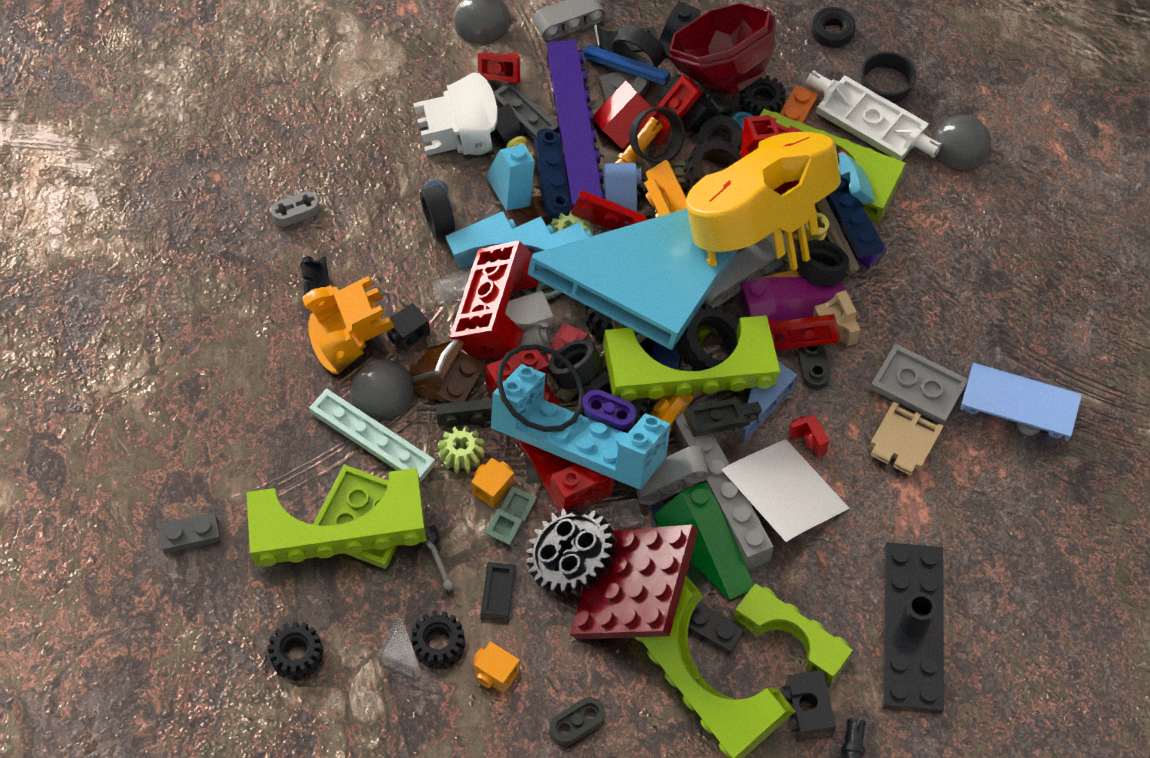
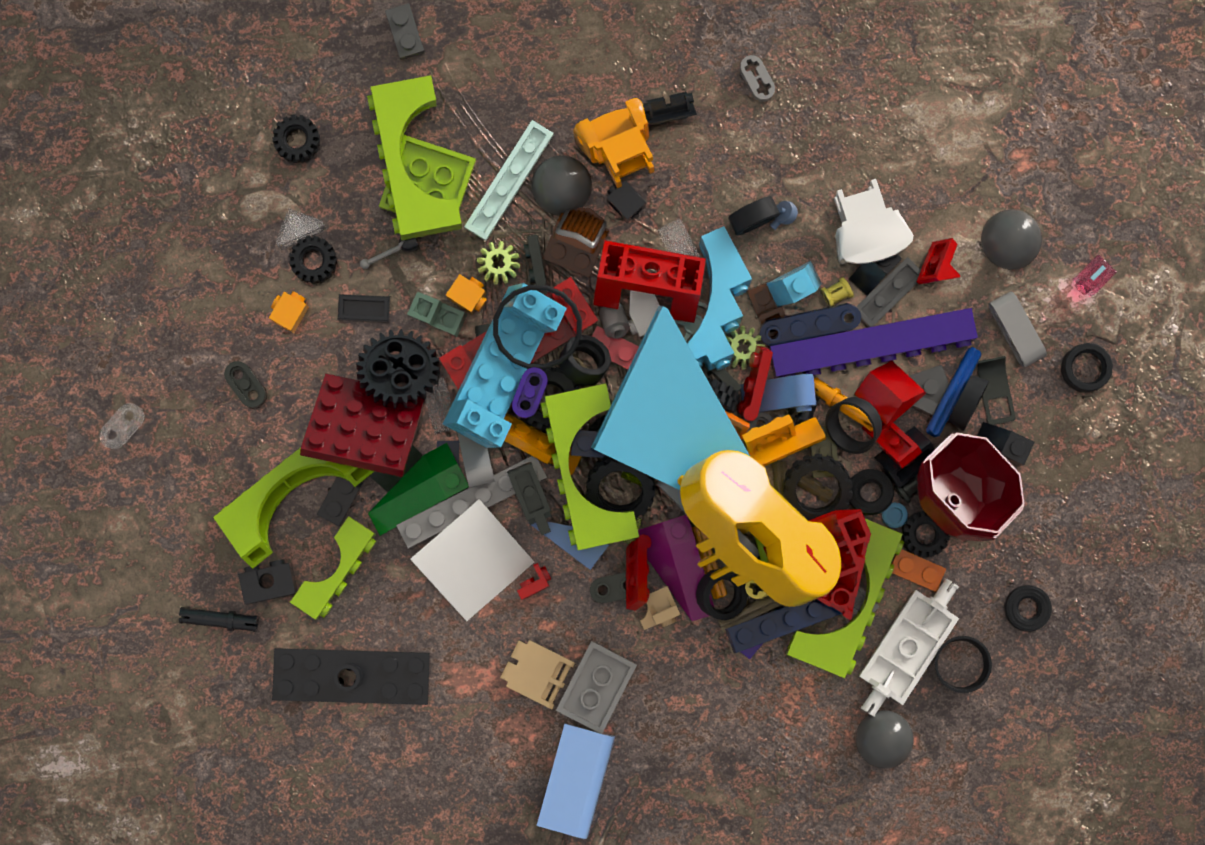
camera: 80 degrees right, 25 degrees up
(859, 181) = (809, 630): medium azure slope -> none

